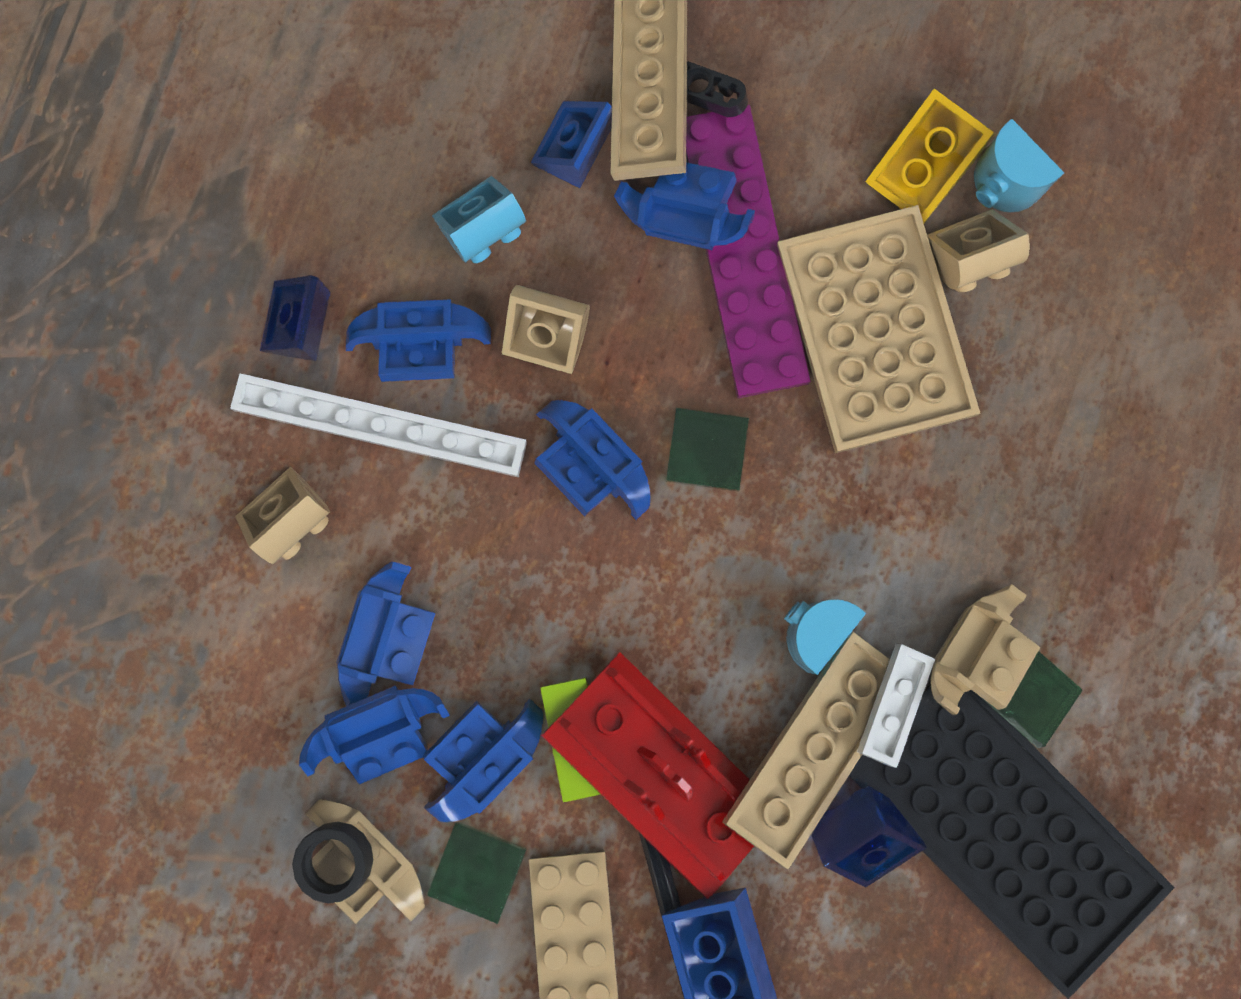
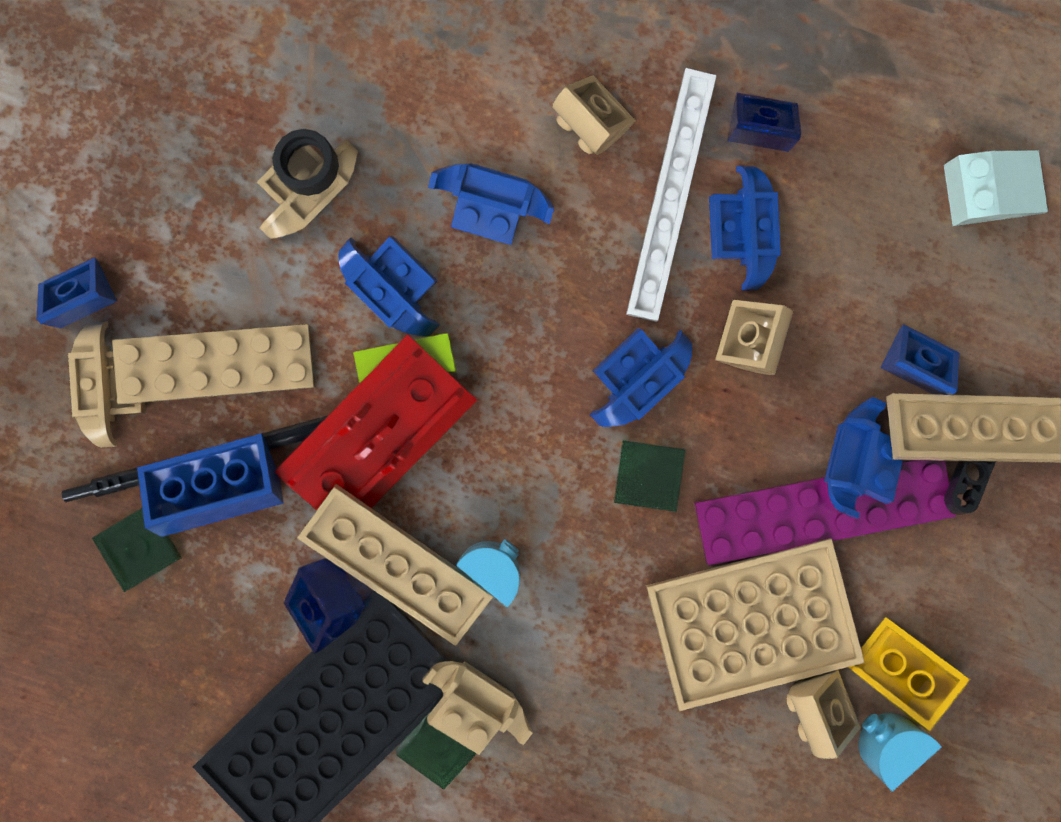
camera: 80 degrees right, 5 degrees up
(373, 733) = (410, 194): blue plate -> none
(374, 62) = (995, 186): none -> light aqua slope
(477, 872) = (298, 281): clear green tile -> none
(480, 220) = (851, 280): medium azure brick -> none
(896, 705) = (431, 631): white plate -> none

